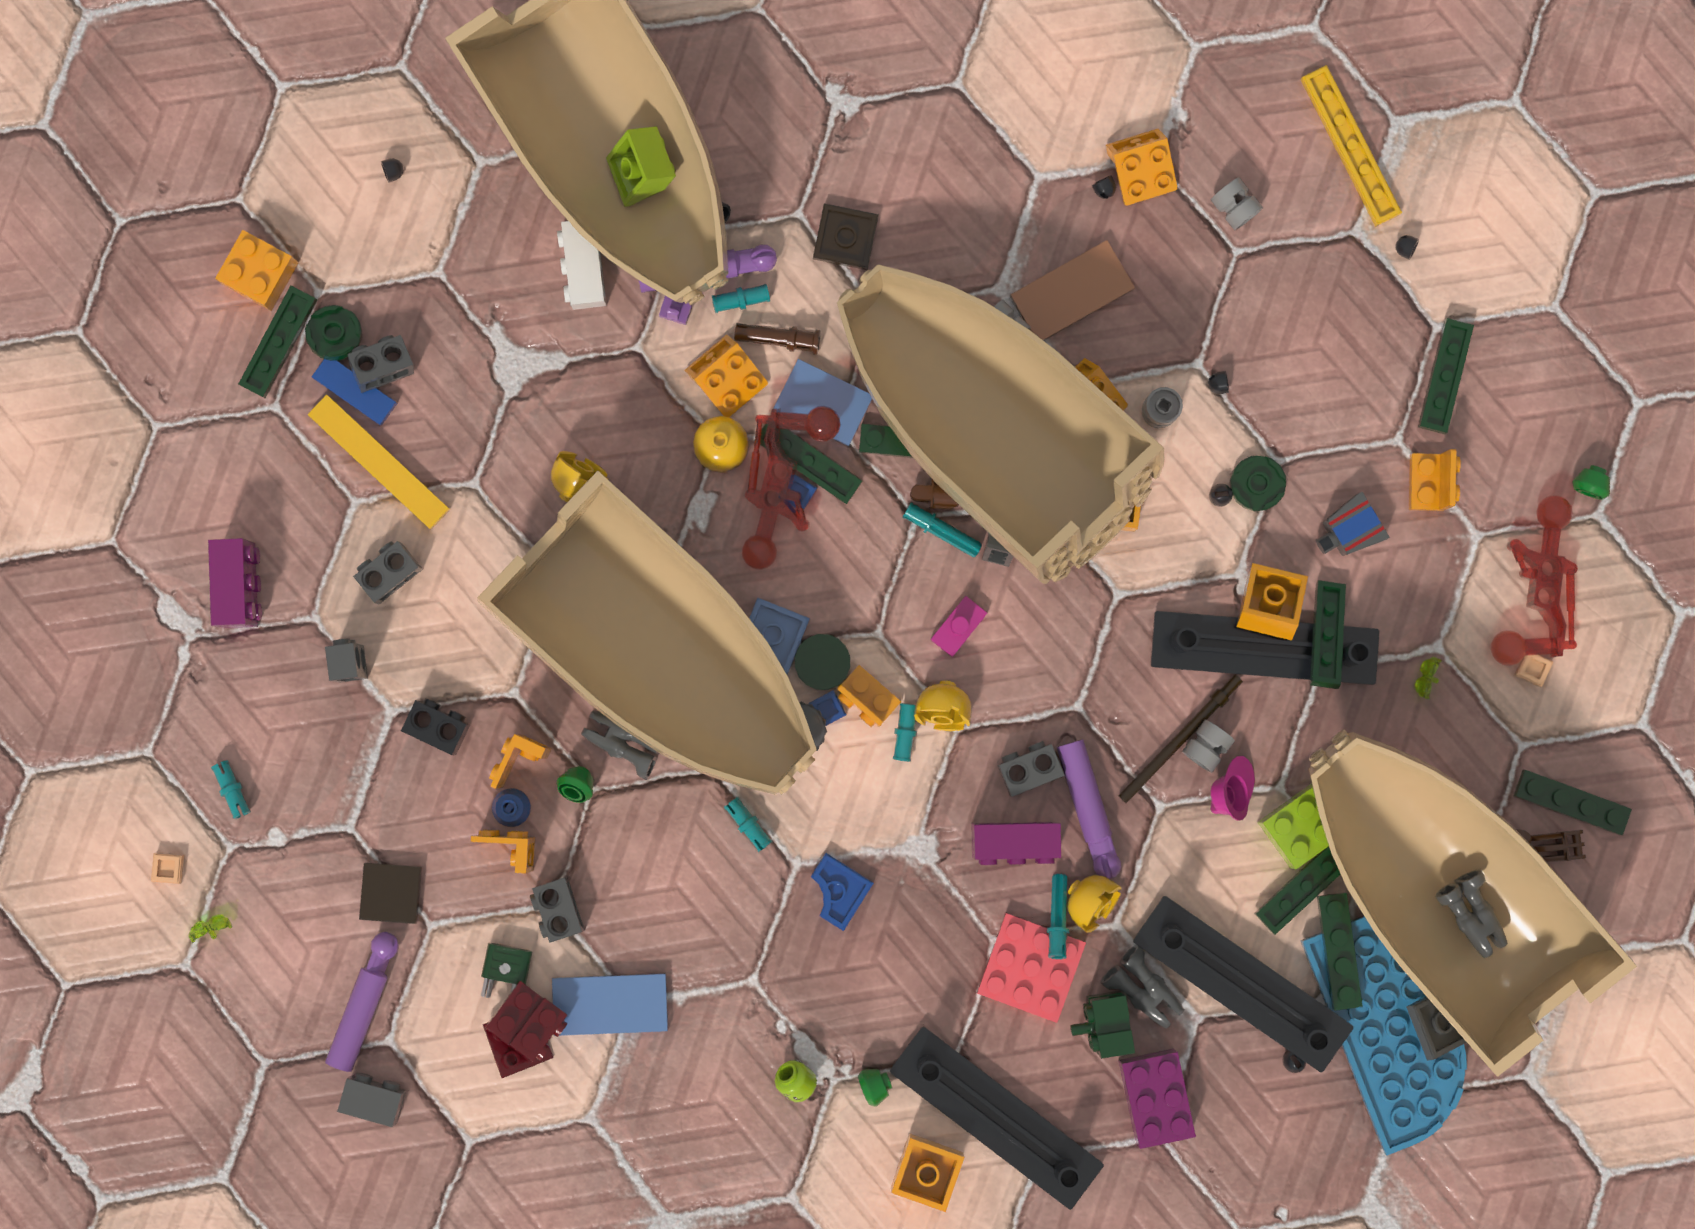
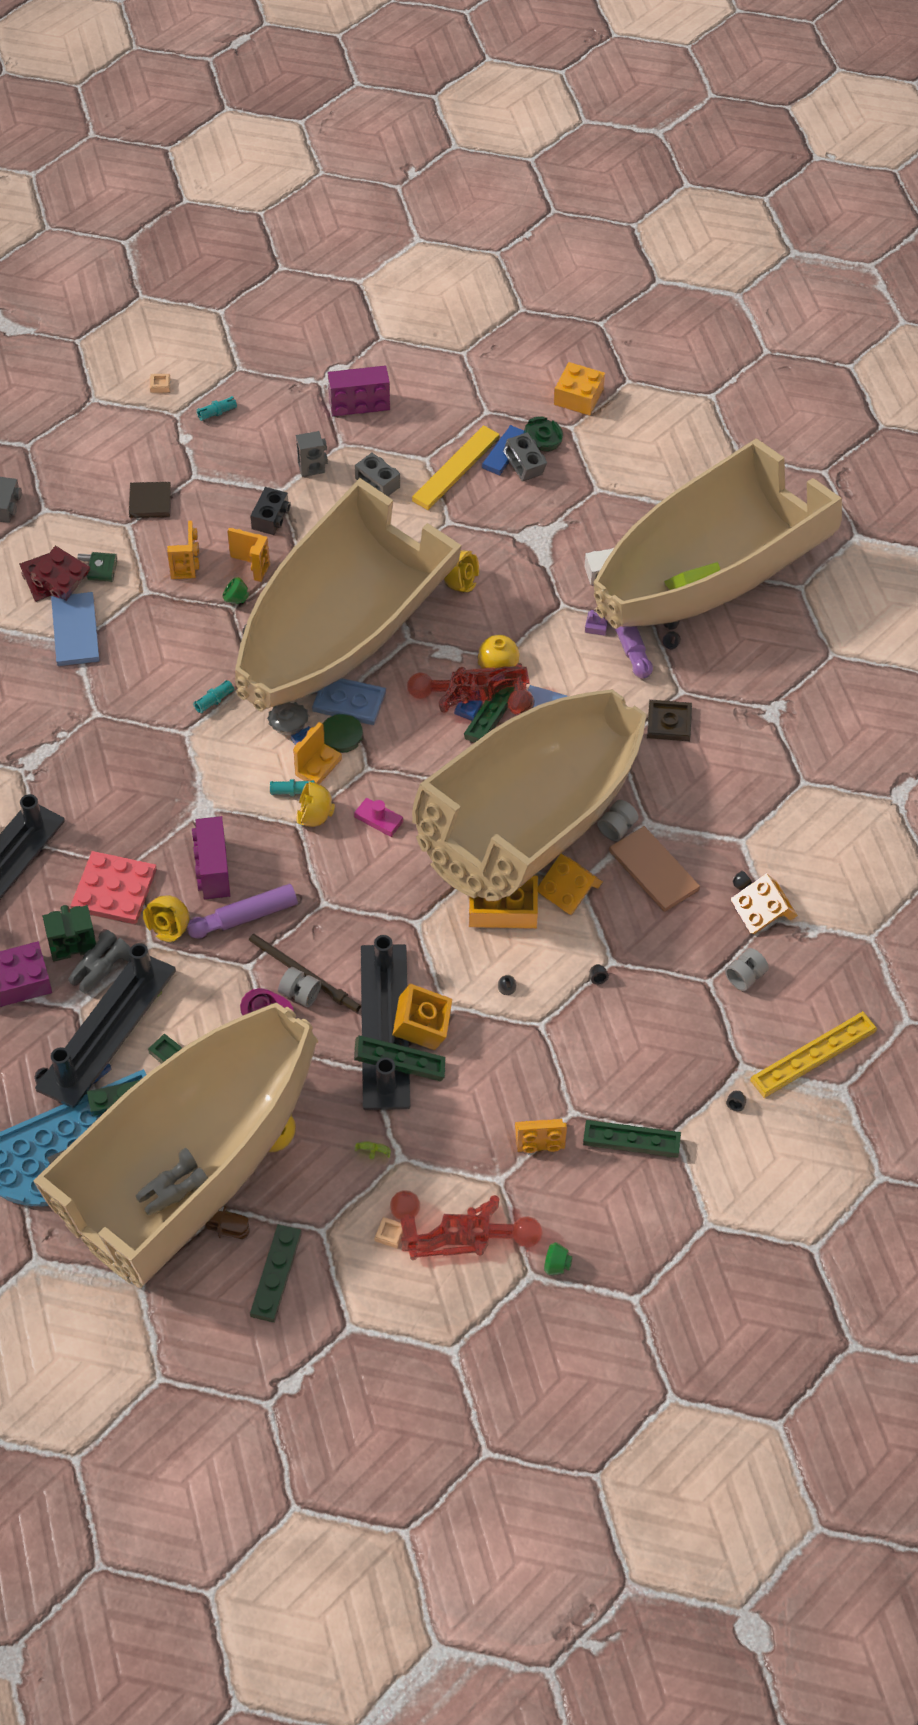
camera: 85 degrees right, 30 degrees down
(215, 923) = (121, 406): clear neon green piece -> none
(277, 341) = (531, 405): dark green plate -> none
(362, 1004) = (70, 488): medium lavender piece -> none
(392, 169) = (664, 454): black hinge -> none
(515, 799) = (215, 559): blue cone -> none
(564, 907) = (143, 590): dark grey brick -> none
(727, 376) = (547, 655): light orange bracket -> none
(740, 298) = (609, 658): teal pin -> none
(792, 338) = (584, 675): reddish brown pin -> none
(795, 1081) = (20, 737): lime head -> none
(841, 889) = (168, 760): blue tile -> none
(874, 1085) = (16, 787): green cone -> none
(1032, 775) = (267, 870): dark grey brick -> none
(1058, 930) = (148, 894): teal axle -> none
(1162, 407) = (570, 930): light grey wheel -> none
(1258, 483) = (520, 1011): dark green tile -> none
(1352, 527) = (493, 1077): torso -> none
(1561, 845) = (237, 1261): reddish brown arm -> none

